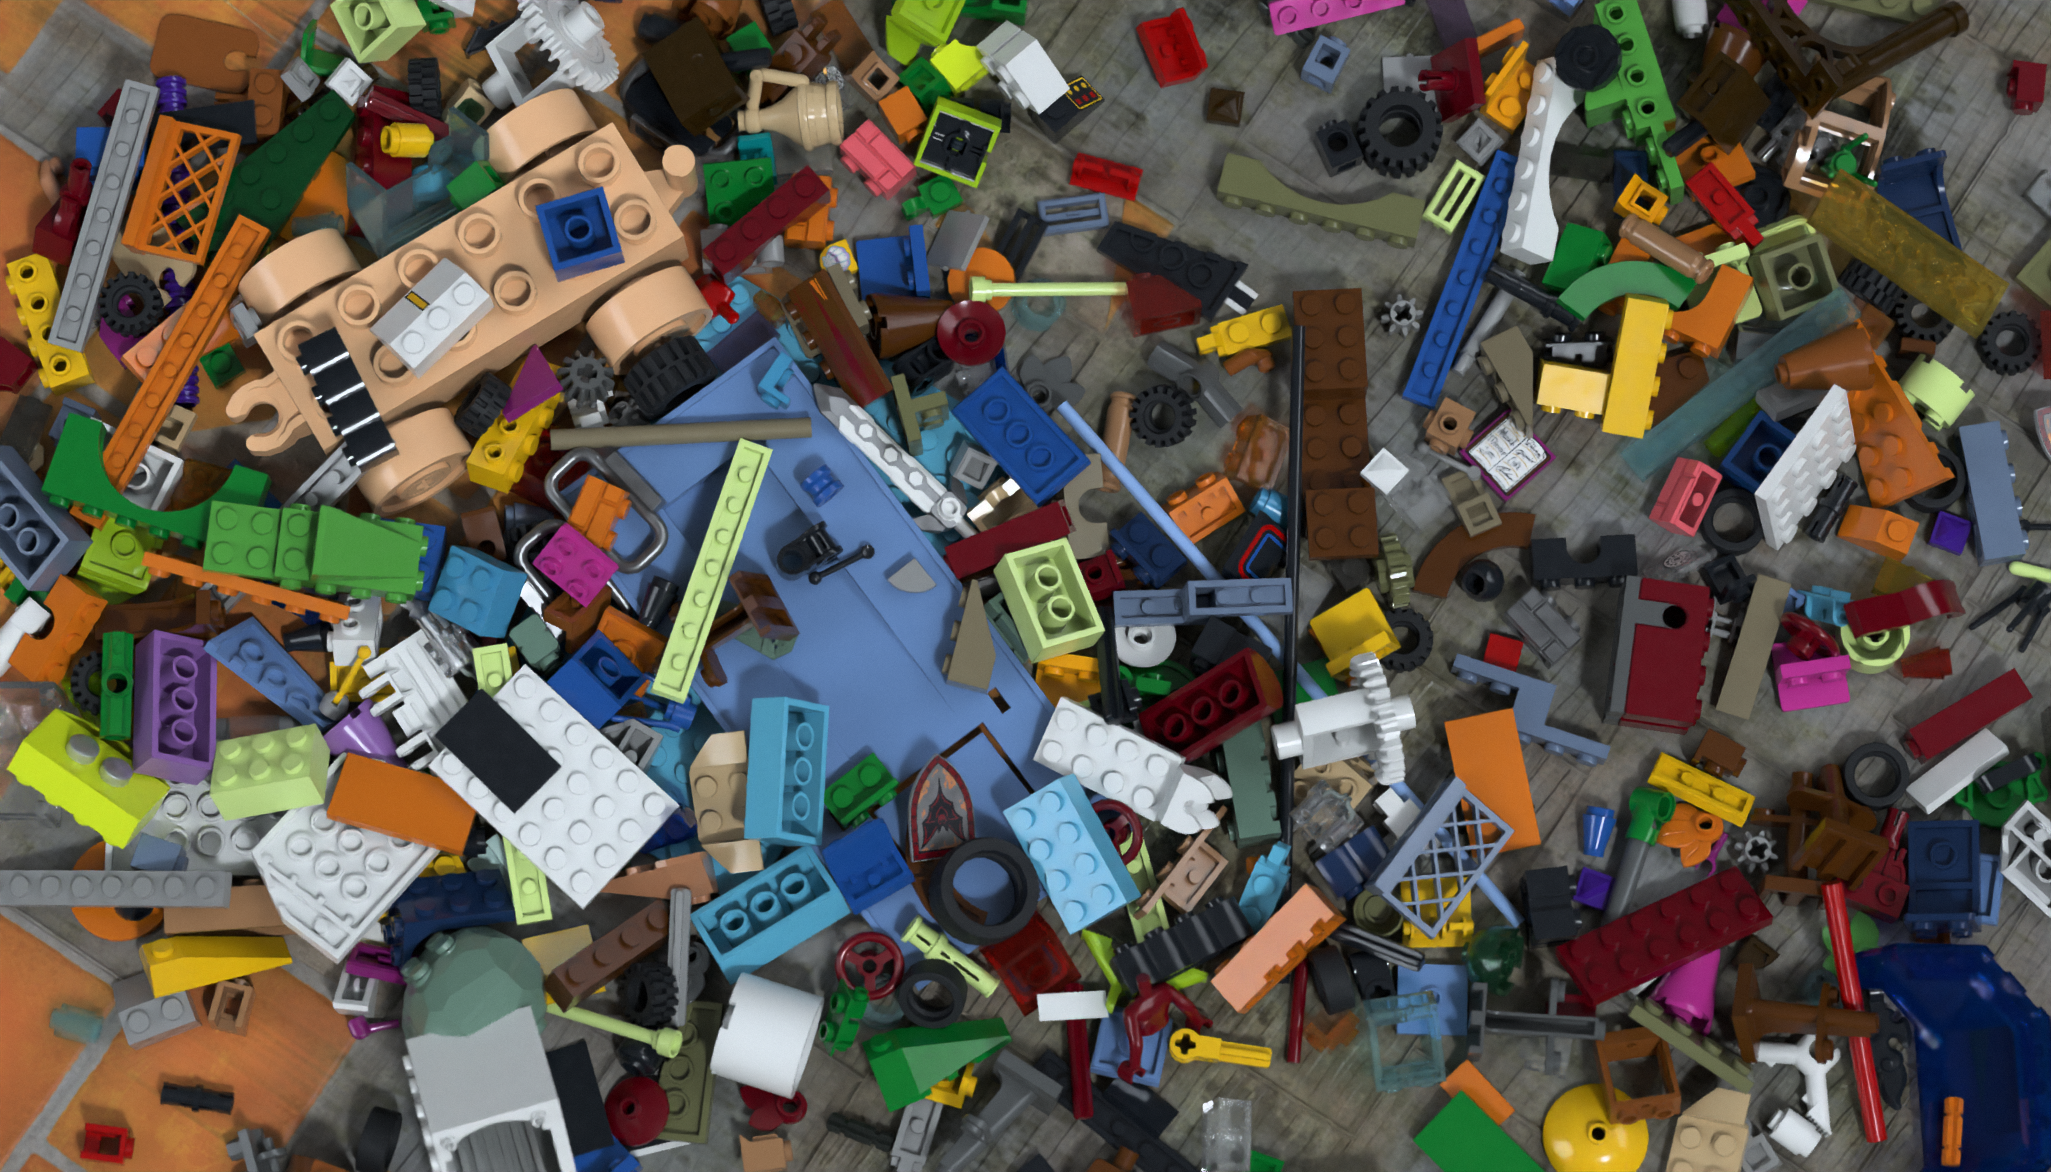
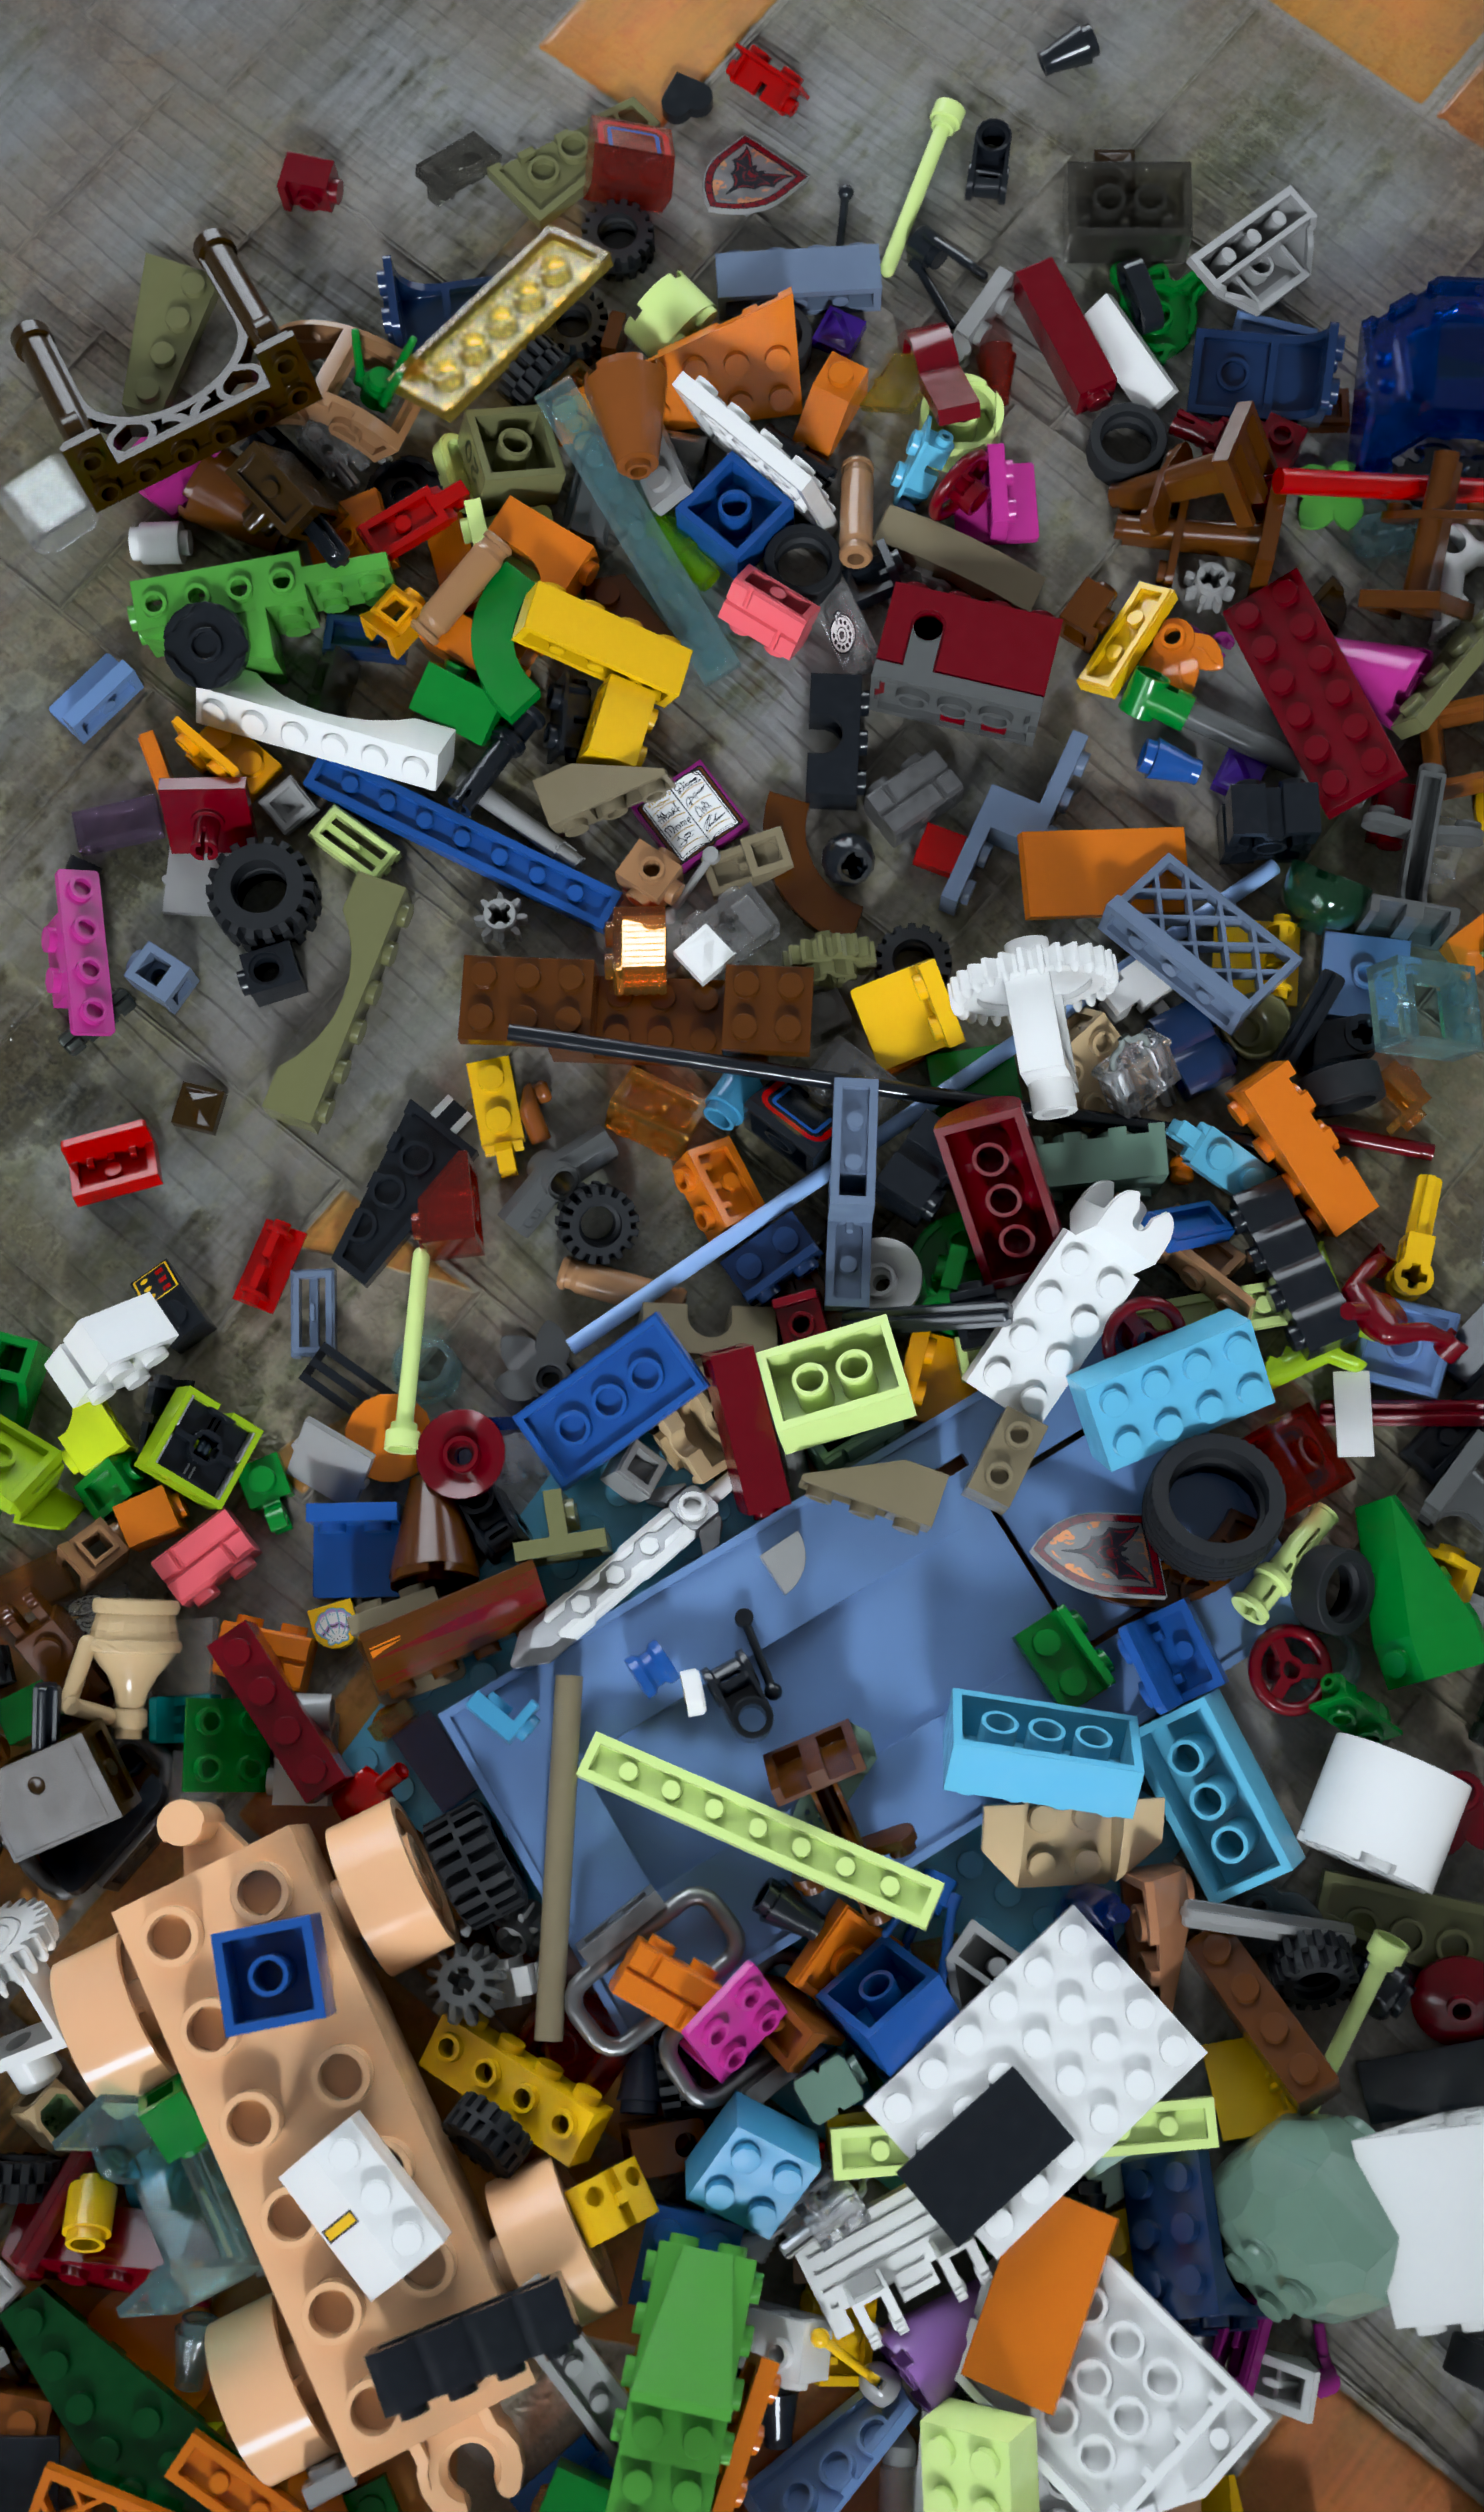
camera: 80 degrees left, 0 degrees up
(445, 494) = (611, 2202): none -> yellow piece
(533, 386) = (470, 2059): magenta tile -> none
(807, 517) = (693, 1692): none -> white tile
(1004, 733) = (1004, 1460): none -> dark tan brick
(1204, 864) = (1194, 1226): none -> blue tile
(1385, 423) = (638, 950): none -> clear orange brick
(1783, 558) = (856, 512): none -> medium nougat axle
(1967, 643) = (976, 323): none -> light grey hinge

